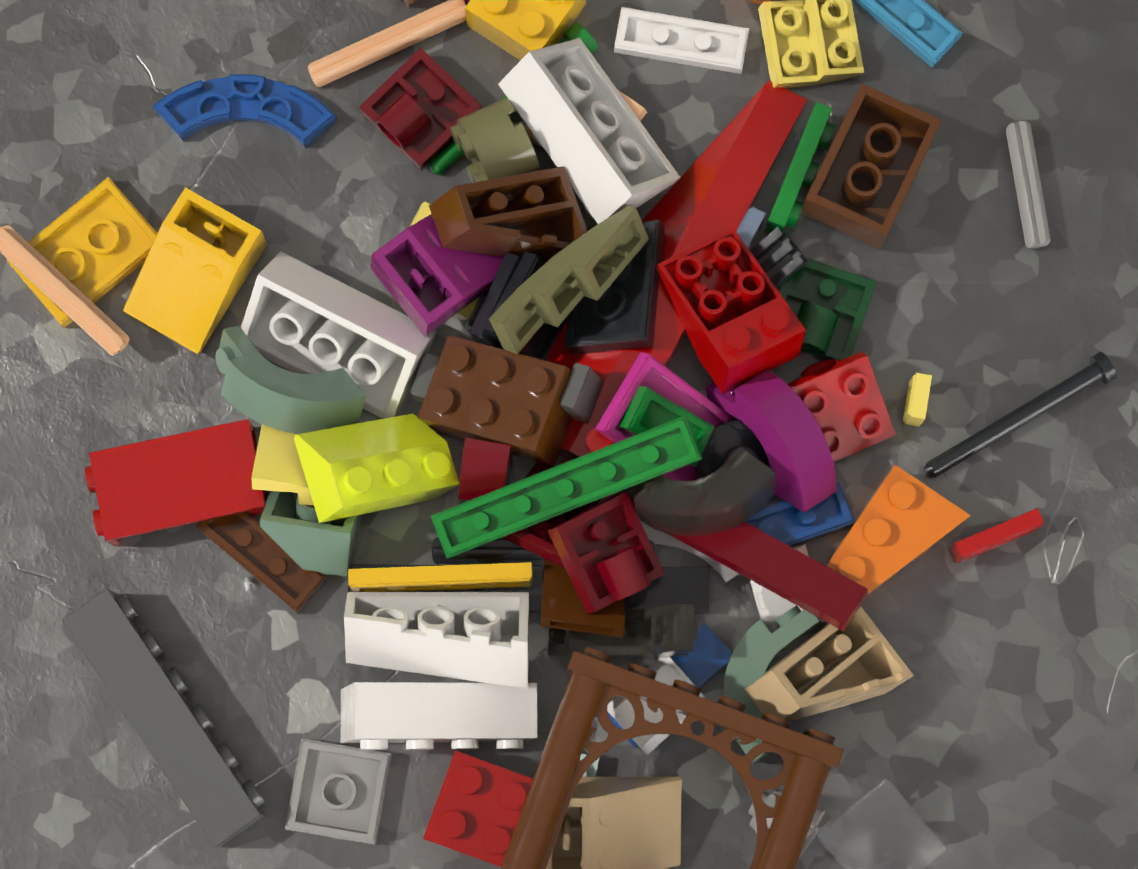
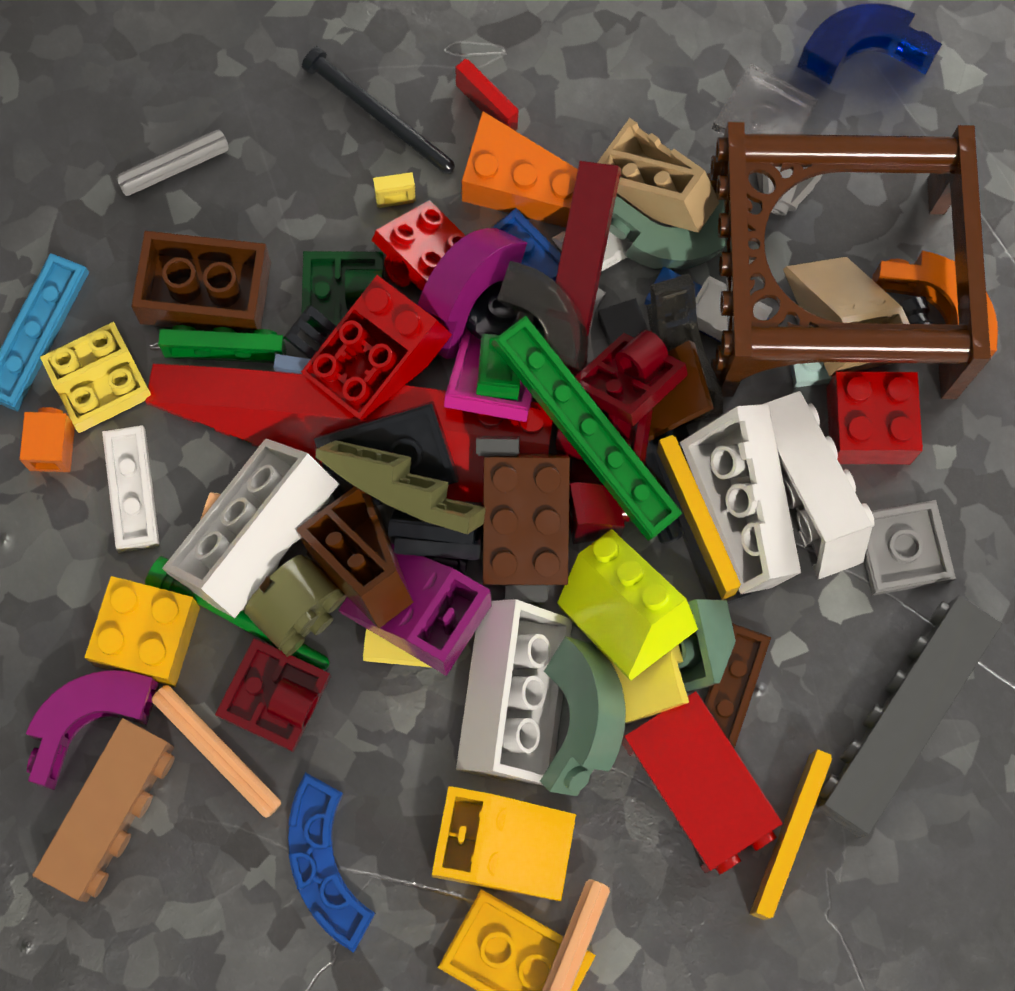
camera: 115 degrees left, 5 degrees down
(95, 551) = (791, 835): none -> yellow tile

